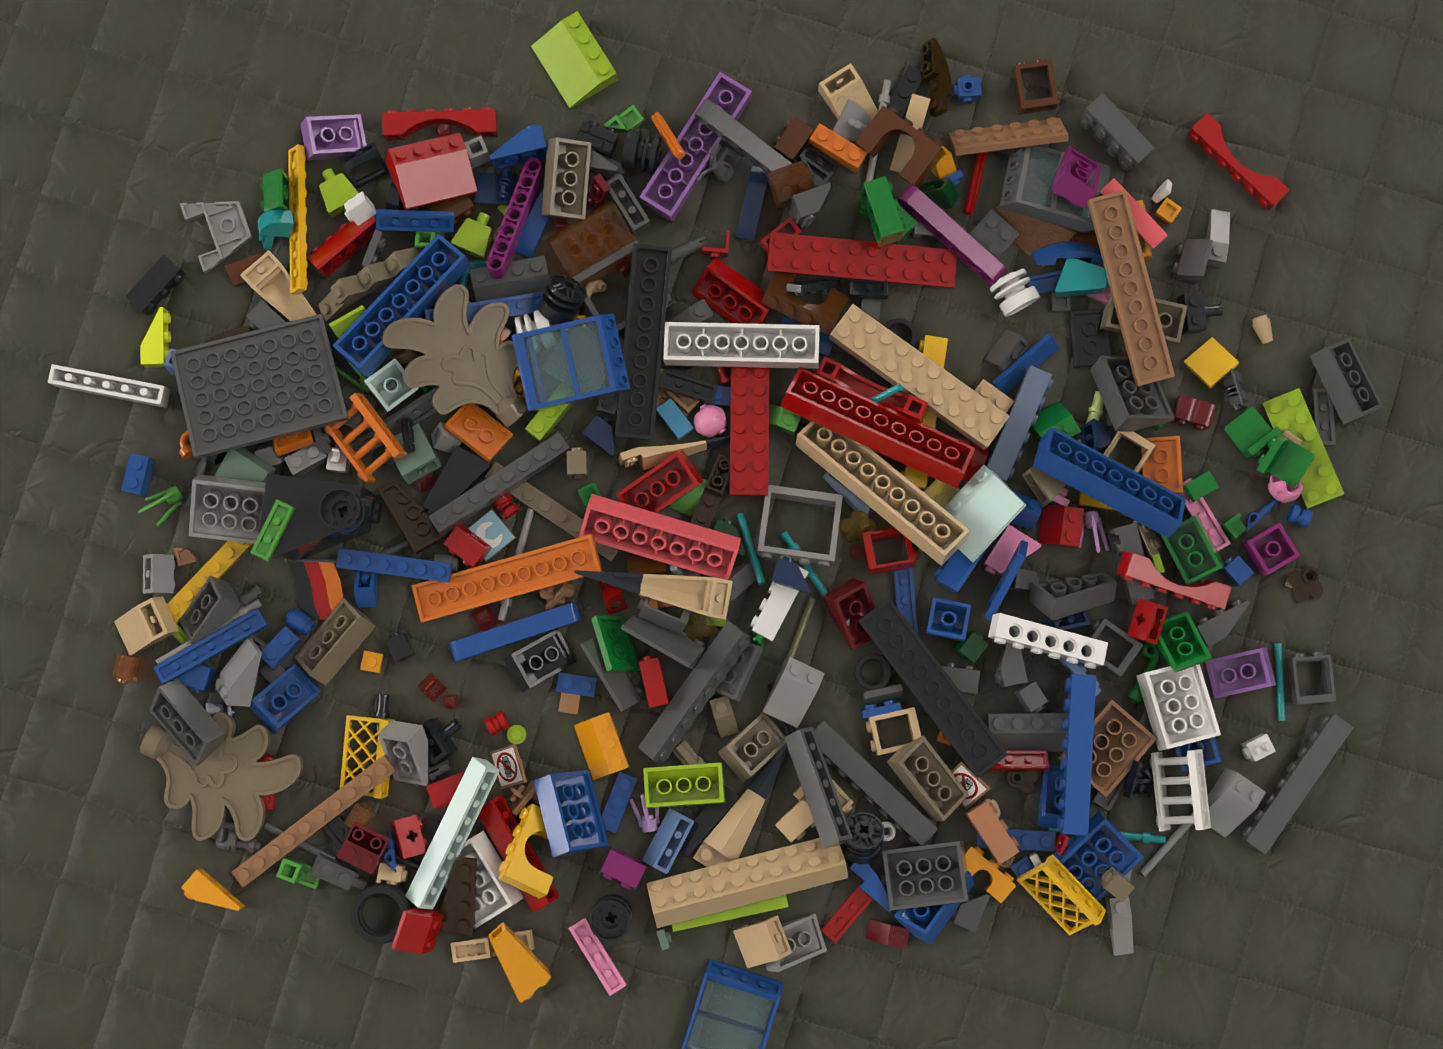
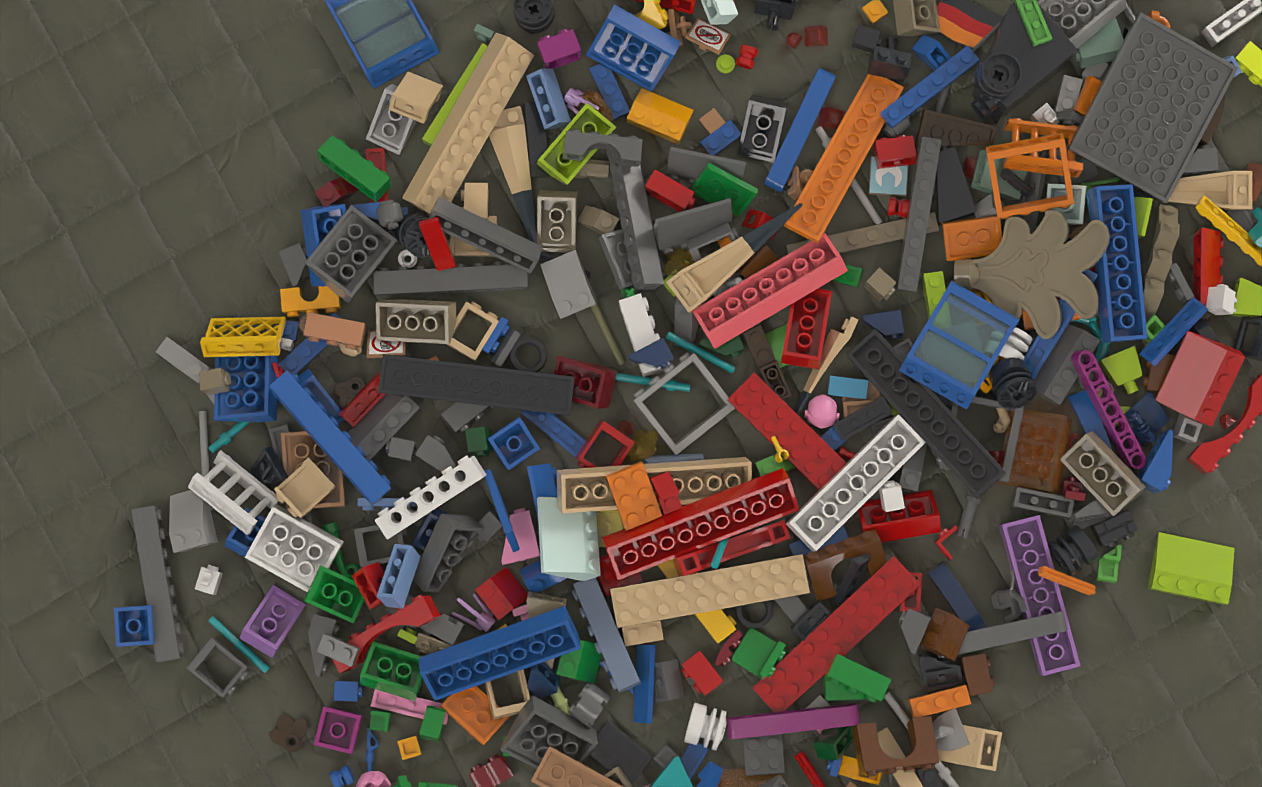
camera: 135 degrees right, 0 degrees up
(380, 447) = (1023, 147): none -> orange window
(402, 613) = (889, 61): none -> black brick
(638, 789) = (596, 99): none -> clear orange slope
(654, 742) = (626, 149): none -> dark grey arch
(726, 311) = (891, 496): none -> white brick
(774, 420) = (778, 458): none -> yellow hand
(858, 815) = (437, 244): none -> red tile
(859, 936) = (354, 168): none -> green brick
(869, 874) = (389, 214): none -> dark grey head
(880, 471) = (666, 492): none -> red slope
(906, 491) = (633, 495): none -> orange plate
(926, 303) = (758, 654): none -> green bracket
(949, 328) = (724, 654): none -> dark red slope
(978, 331) = (701, 673): none -> red brick
(1079, 387) = (590, 705): none -> dark grey brick
(1126, 608) = (398, 576): none -> medium blue brick
(1130, 739) = (304, 489): none -> tan panel
(1217, 602) = (338, 649): none -> plate
(1231, 488) = (409, 747): none -> light orange plate
(1345, 769) = (134, 625): none -> blue slope

